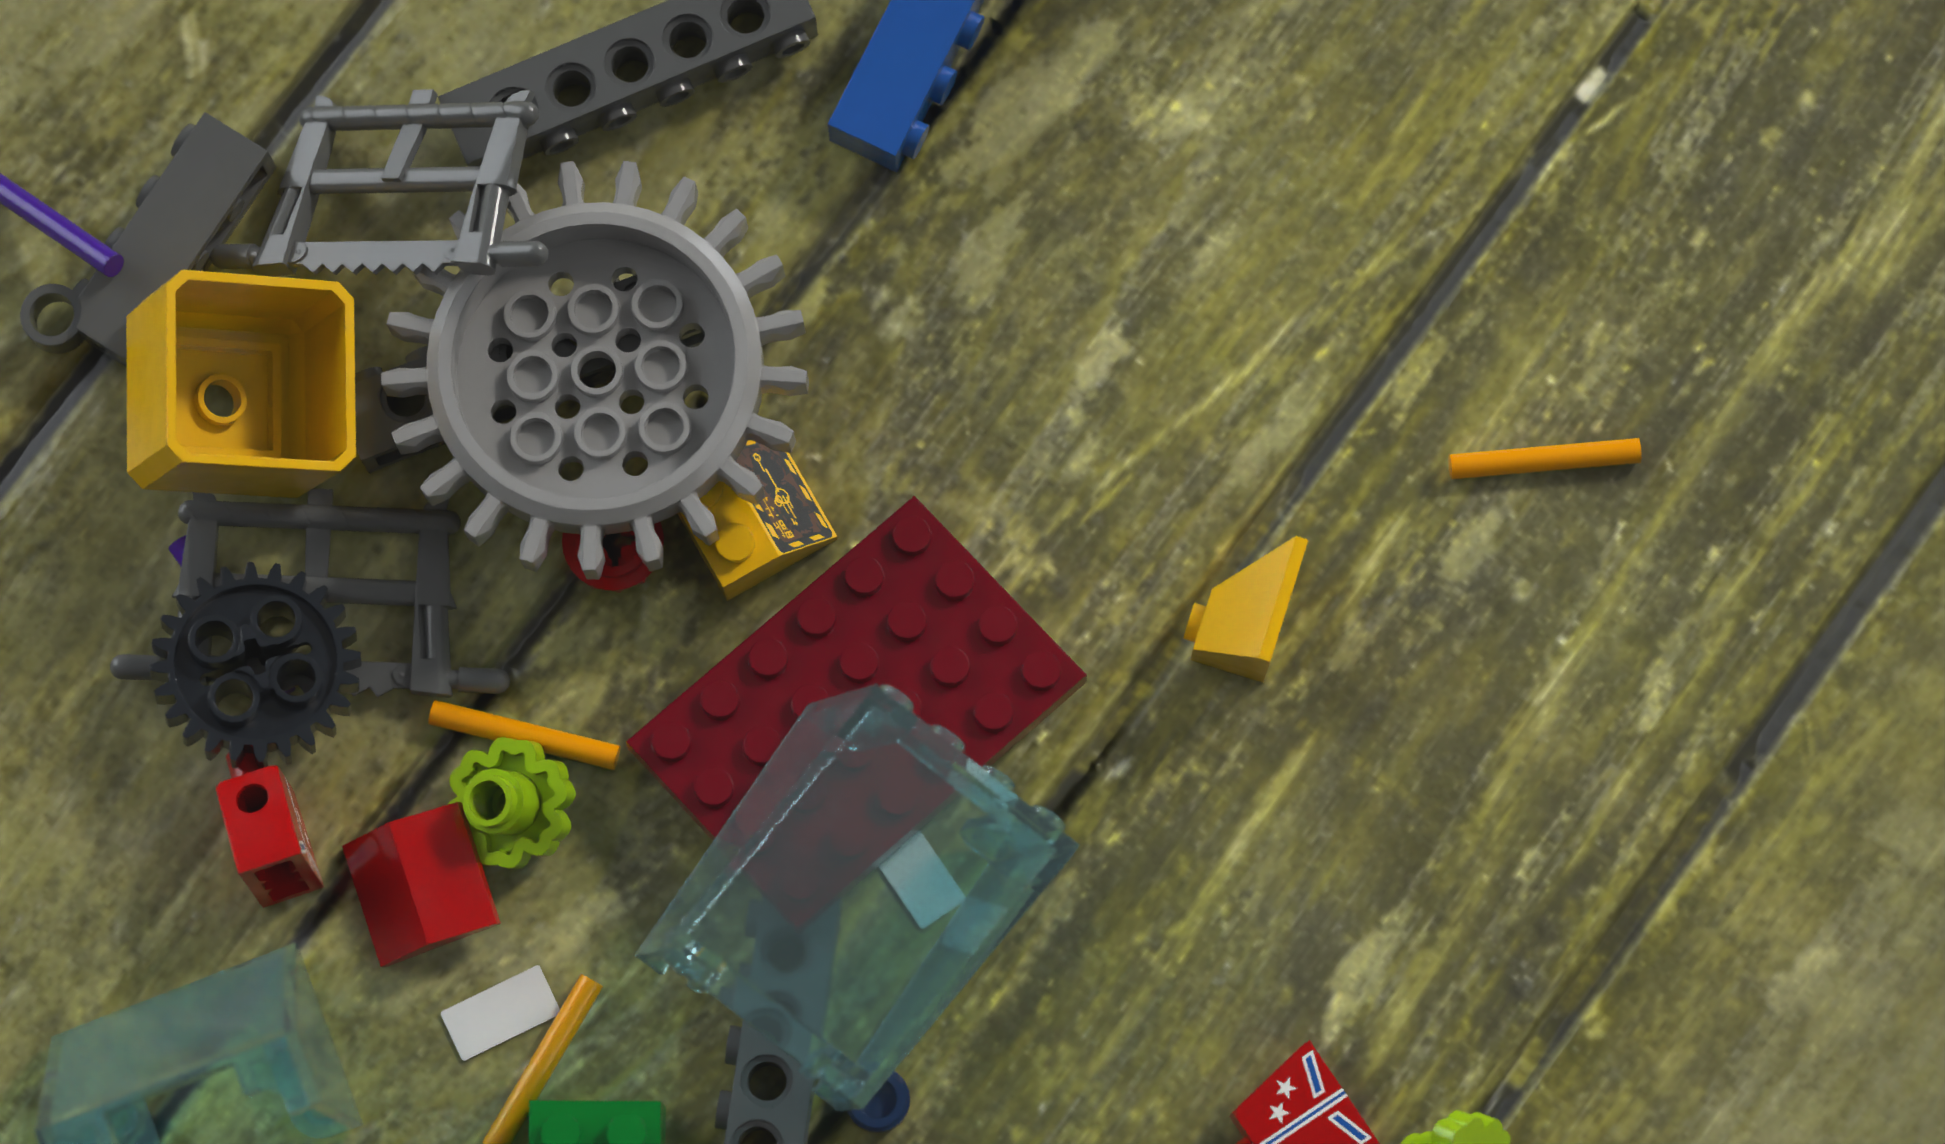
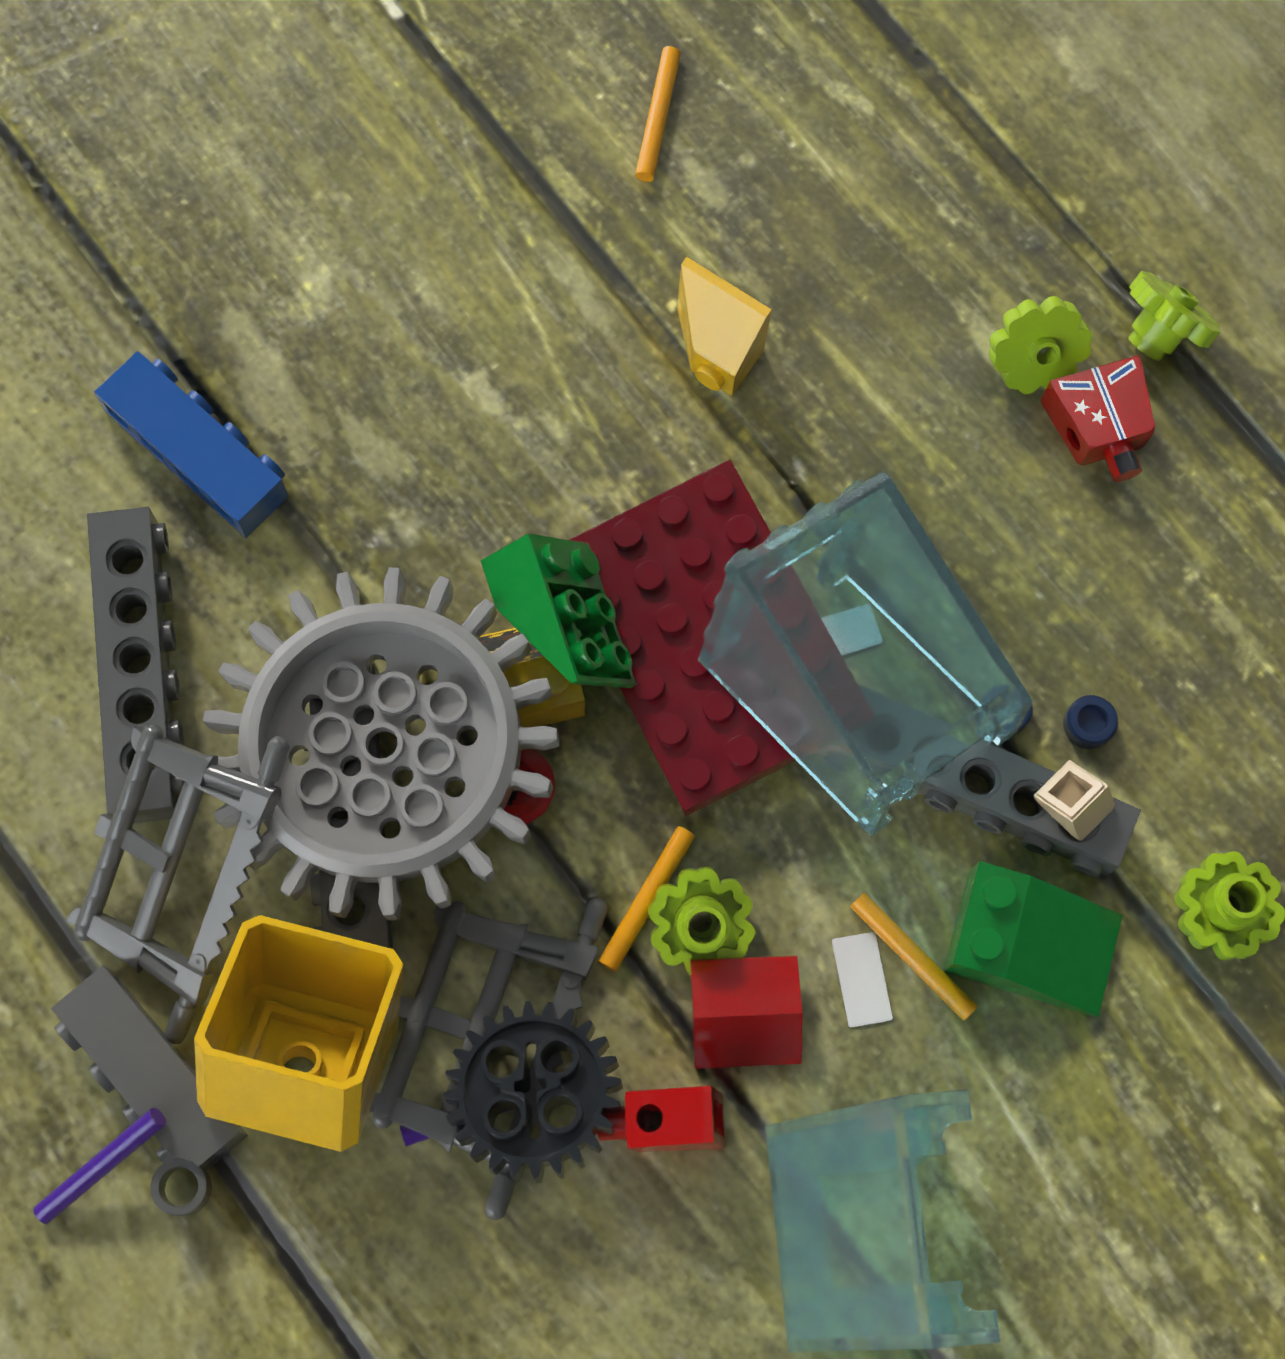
camera: 80 degrees left, 5 degrees down
(814, 528) = (559, 604): none -> green slope
(1359, 1015) = (1039, 343): none -> lime plant

